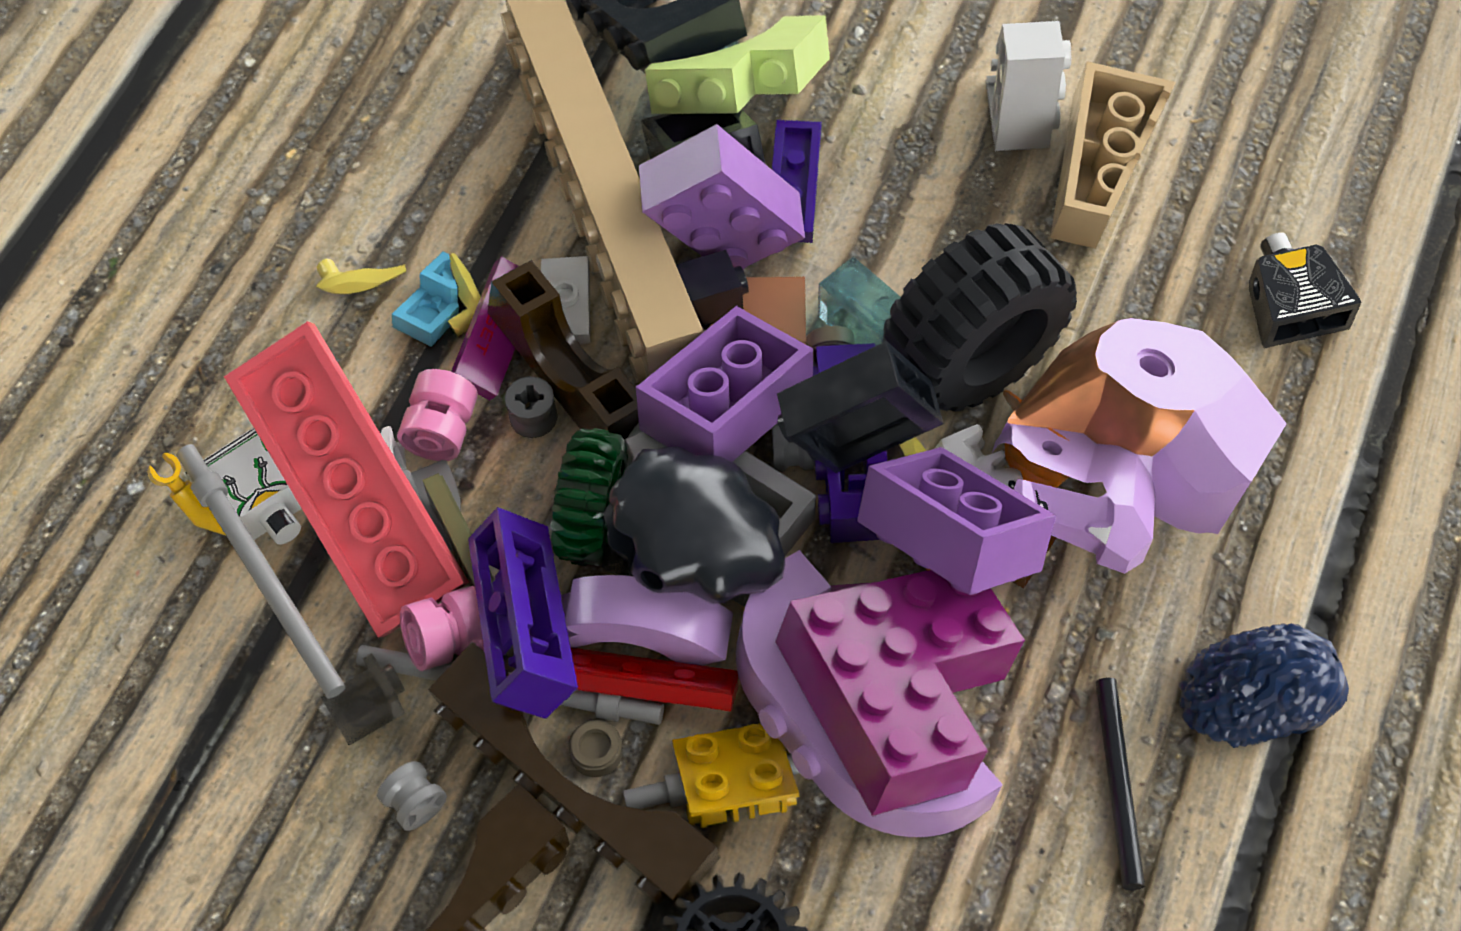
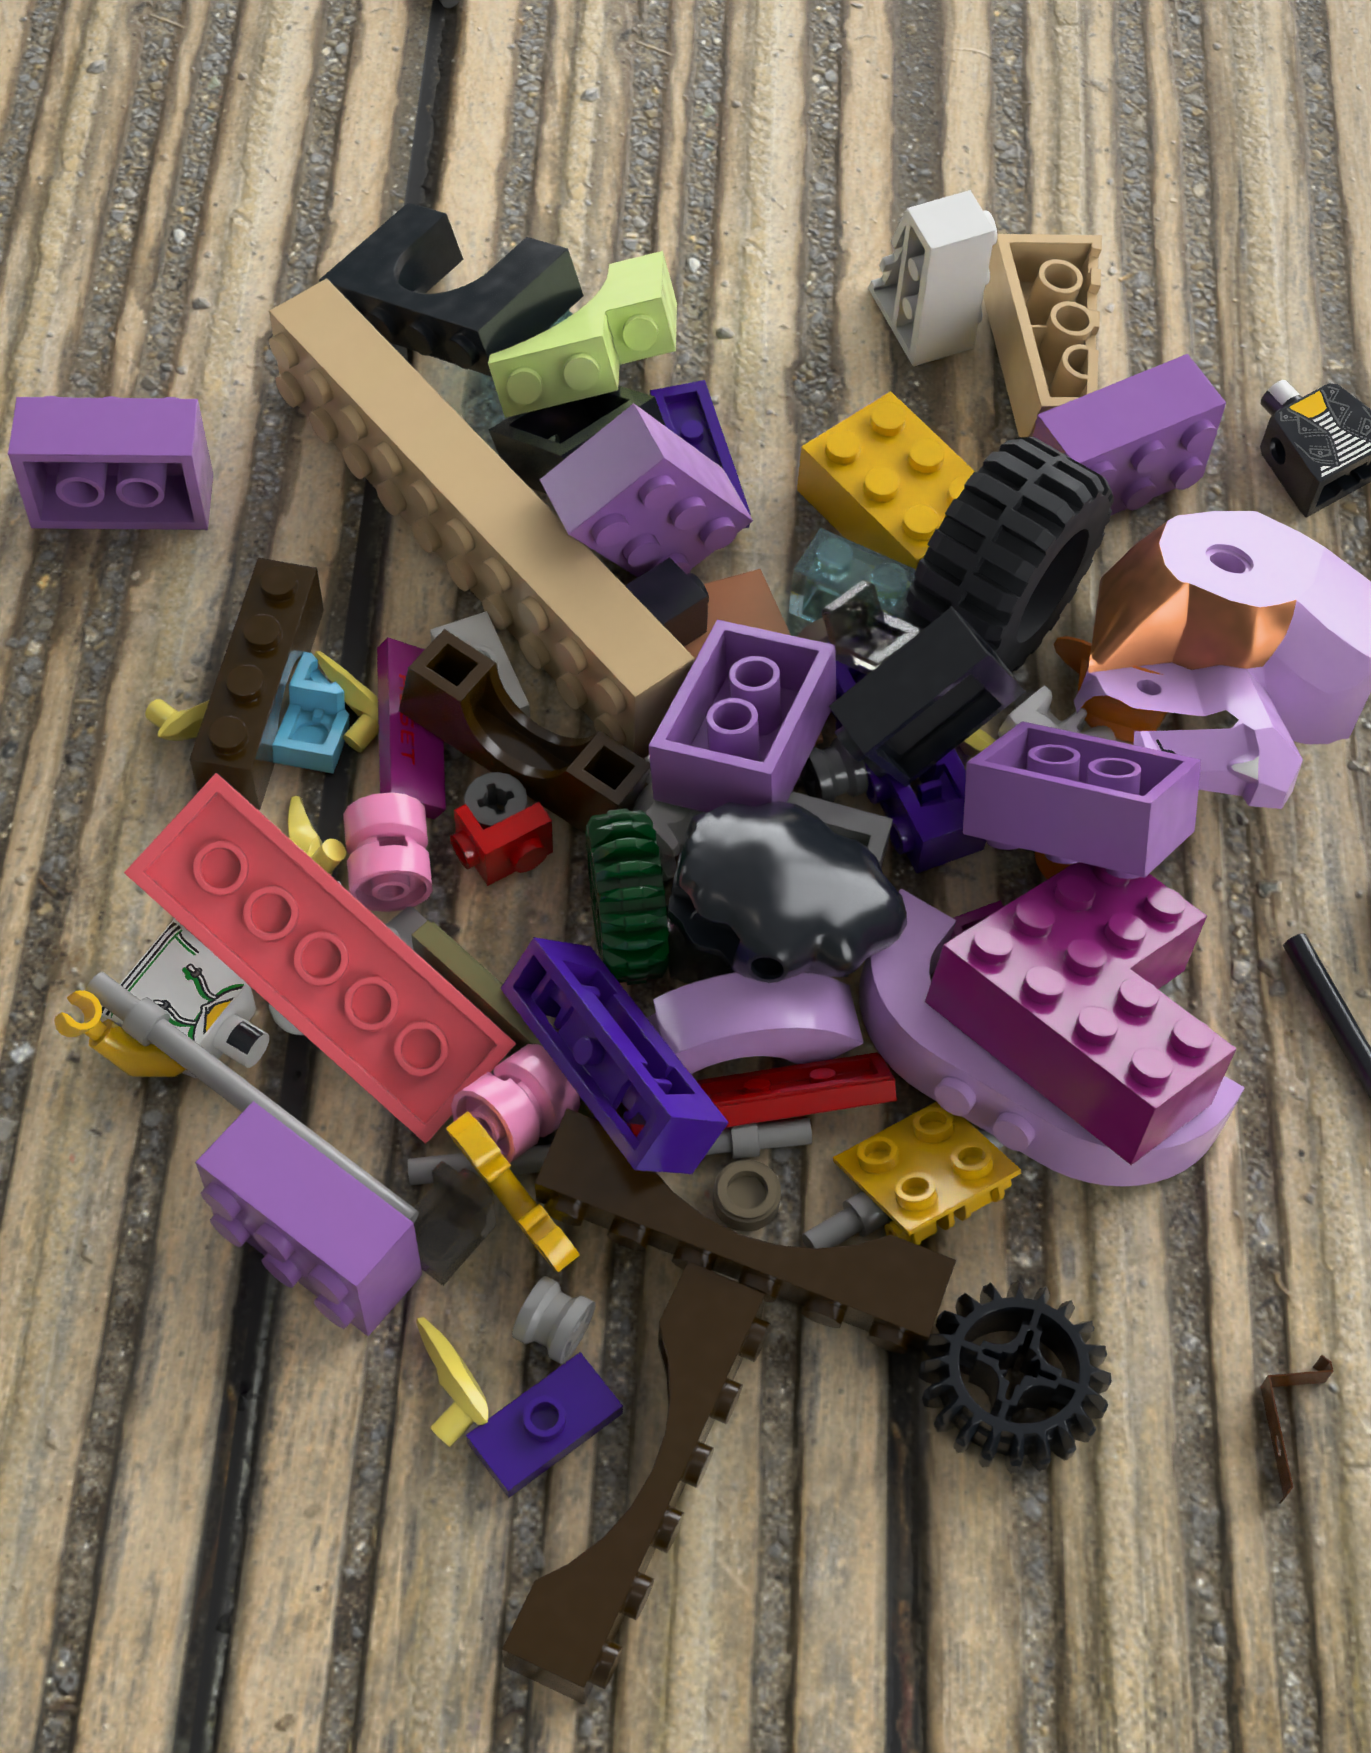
camera: 25 degrees left, 0 degrees up
(261, 668) = (309, 1220): none -> medium lavender brick
(328, 820) = (458, 1381): none -> light yellow bar
(360, 78) = (112, 463): none -> medium lavender brick
(376, 871) = (544, 1424): none -> dark purple plate
(389, 394) = (303, 834): none -> light yellow bar
(398, 653) = (496, 1172): none -> yellow helmet
(430, 222) = (244, 709): none -> dark brown arch
(526, 434) = (505, 847): none -> red bracket
(844, 335) = (862, 631): none -> clear smoke bracket
(917, 220) = (883, 479): none -> yellow brick
(1130, 249) = (1140, 431): none -> medium lavender brick

